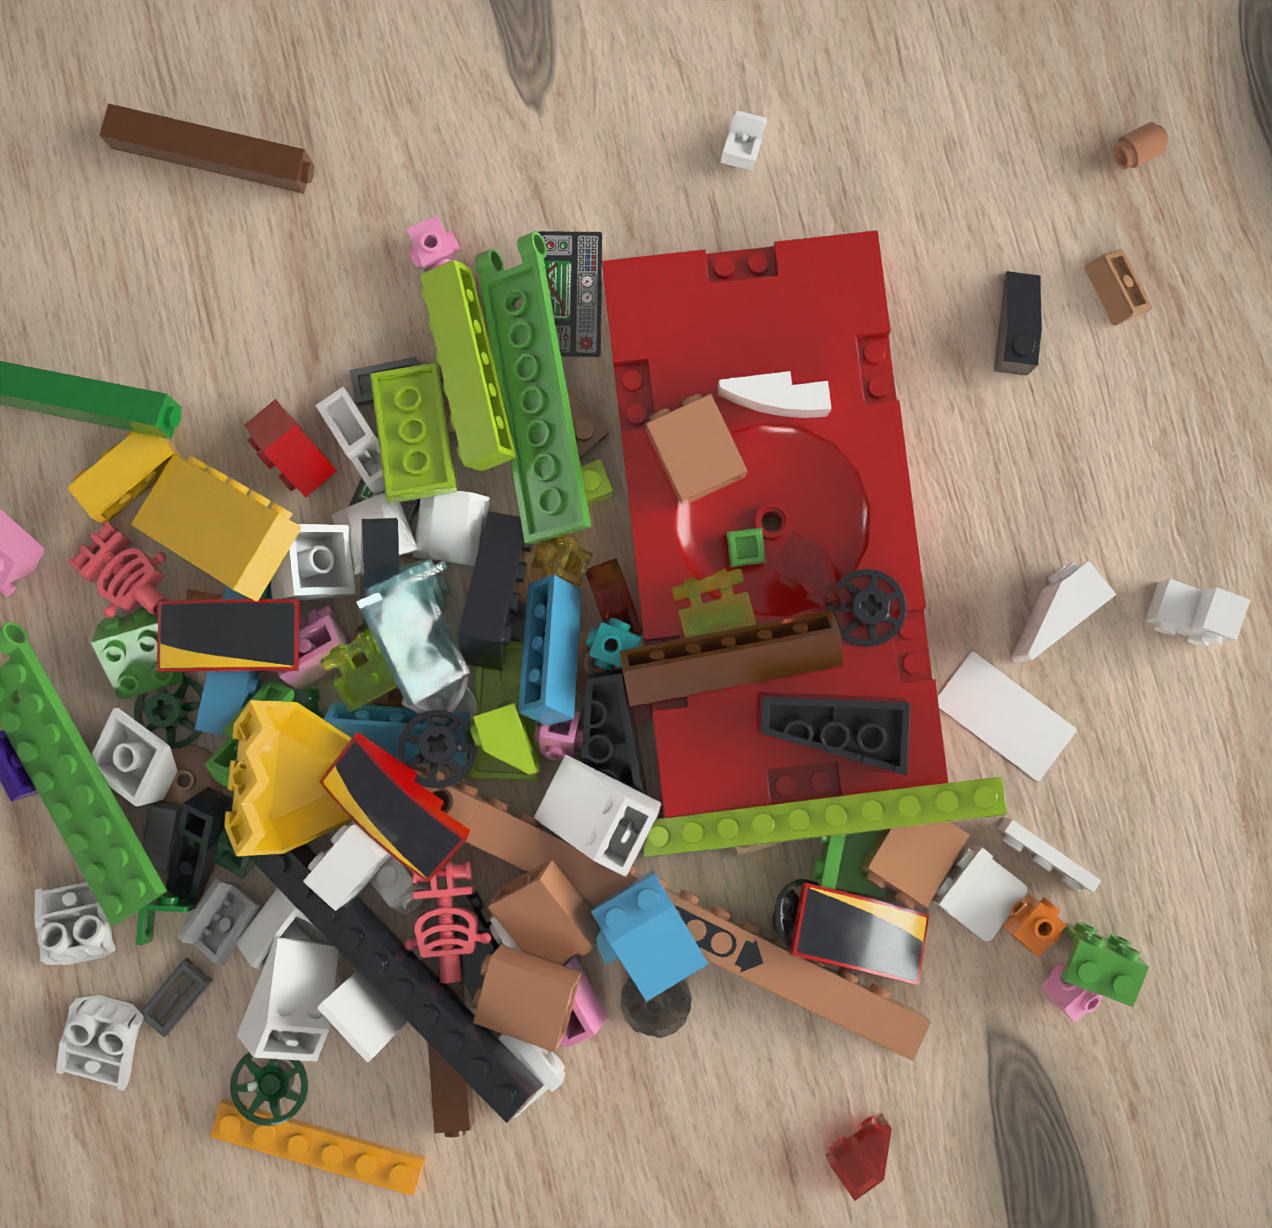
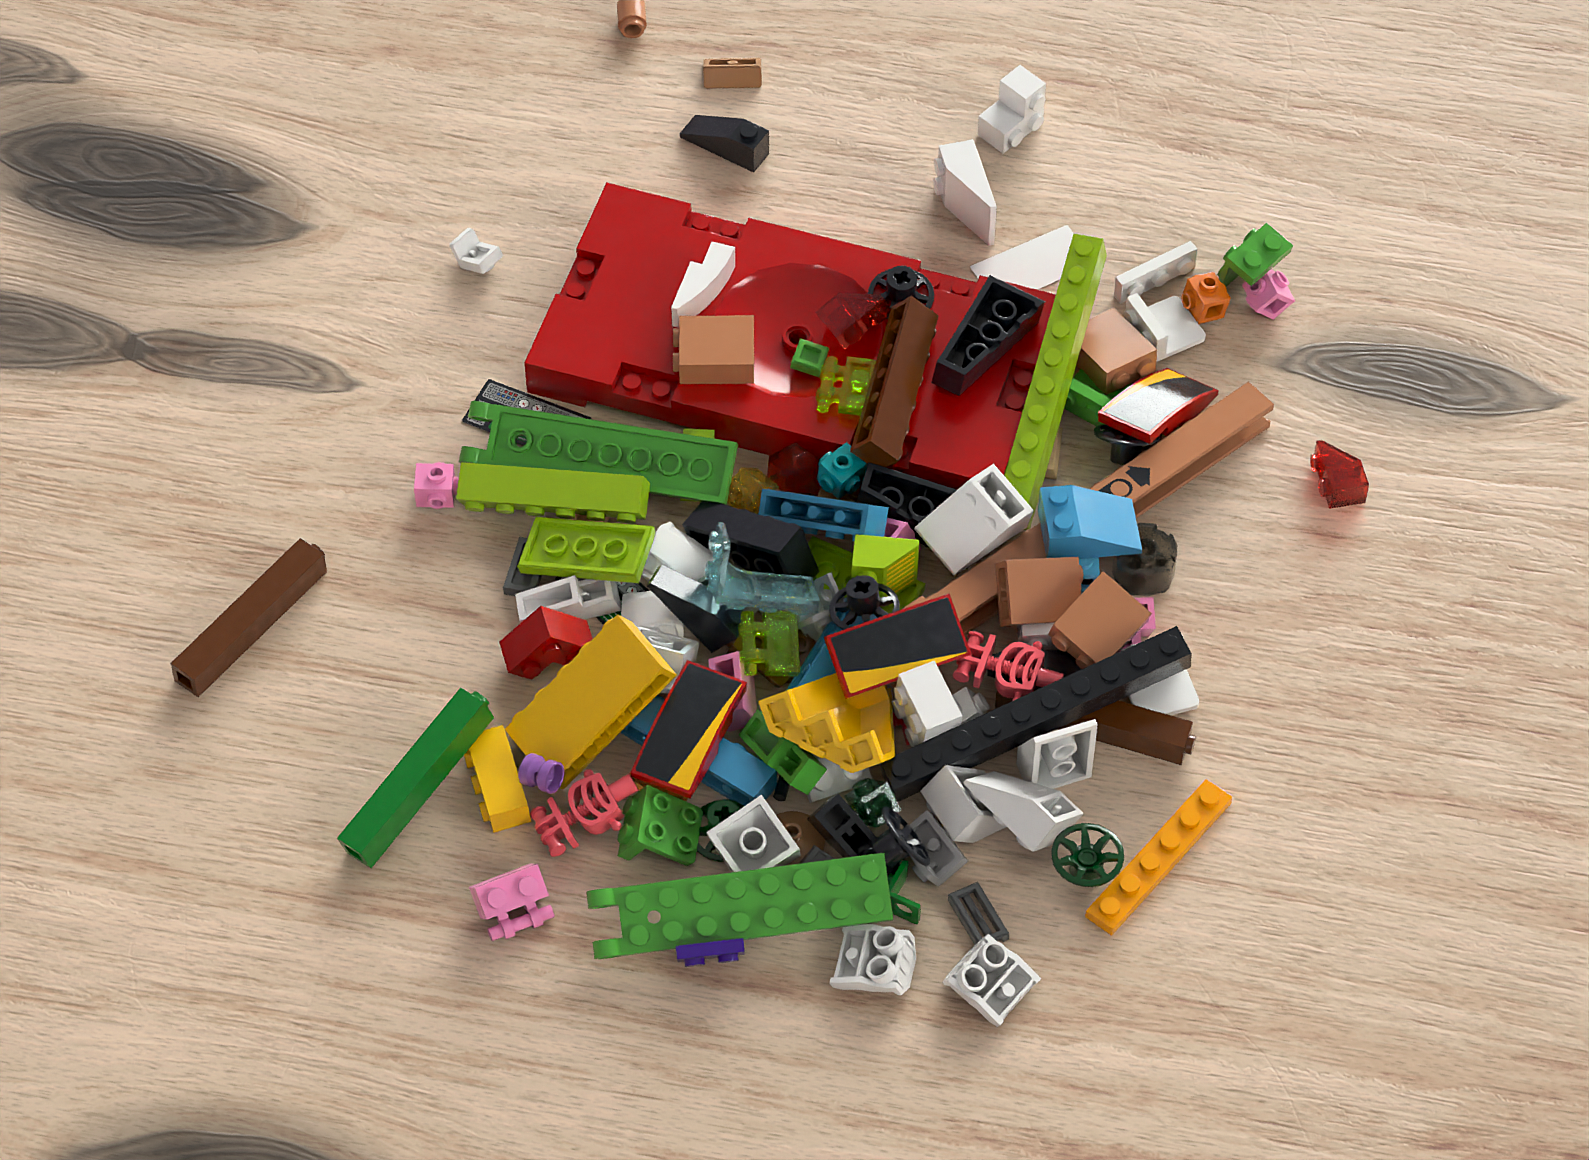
camera: 70 degrees left, 30 degrees down
(122, 515) = (541, 773): none -> medium lavender wheel
(191, 896) = (896, 843): none -> black wheel

